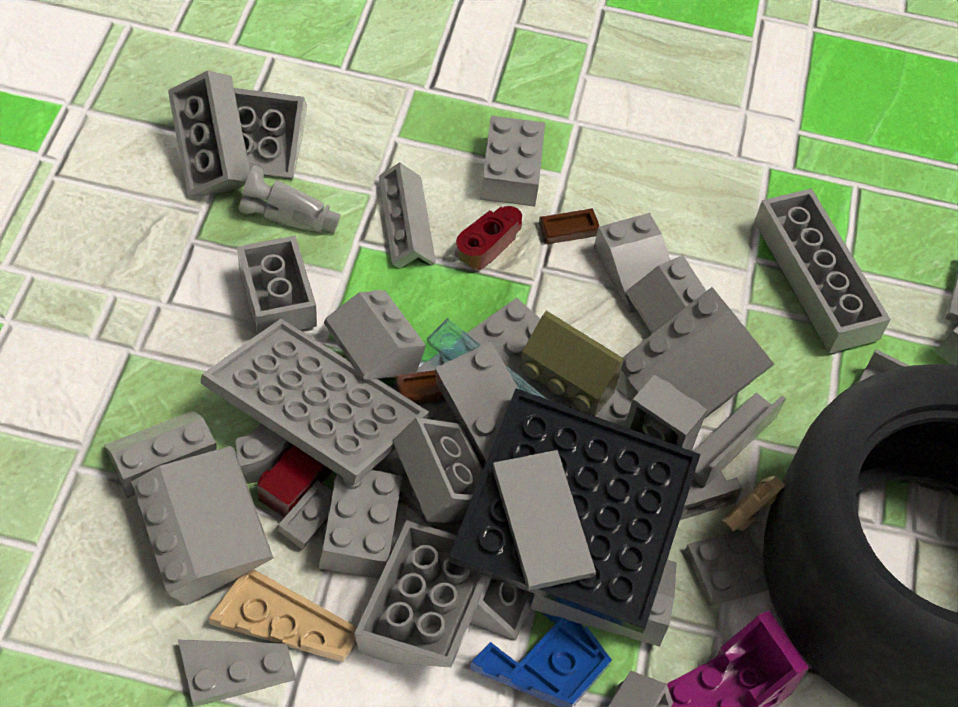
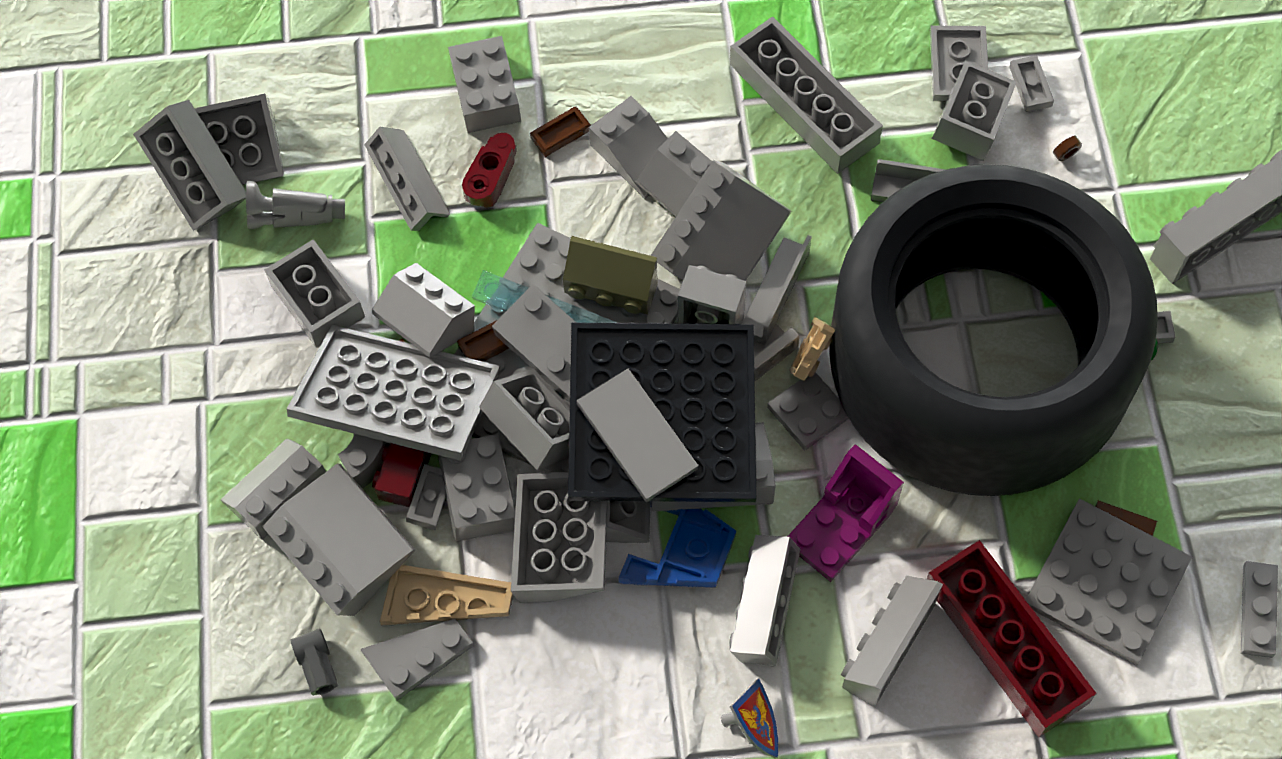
camera: 10 degrees left, 10 degrees up
(126, 628) = (313, 654): none -> dark grey piece

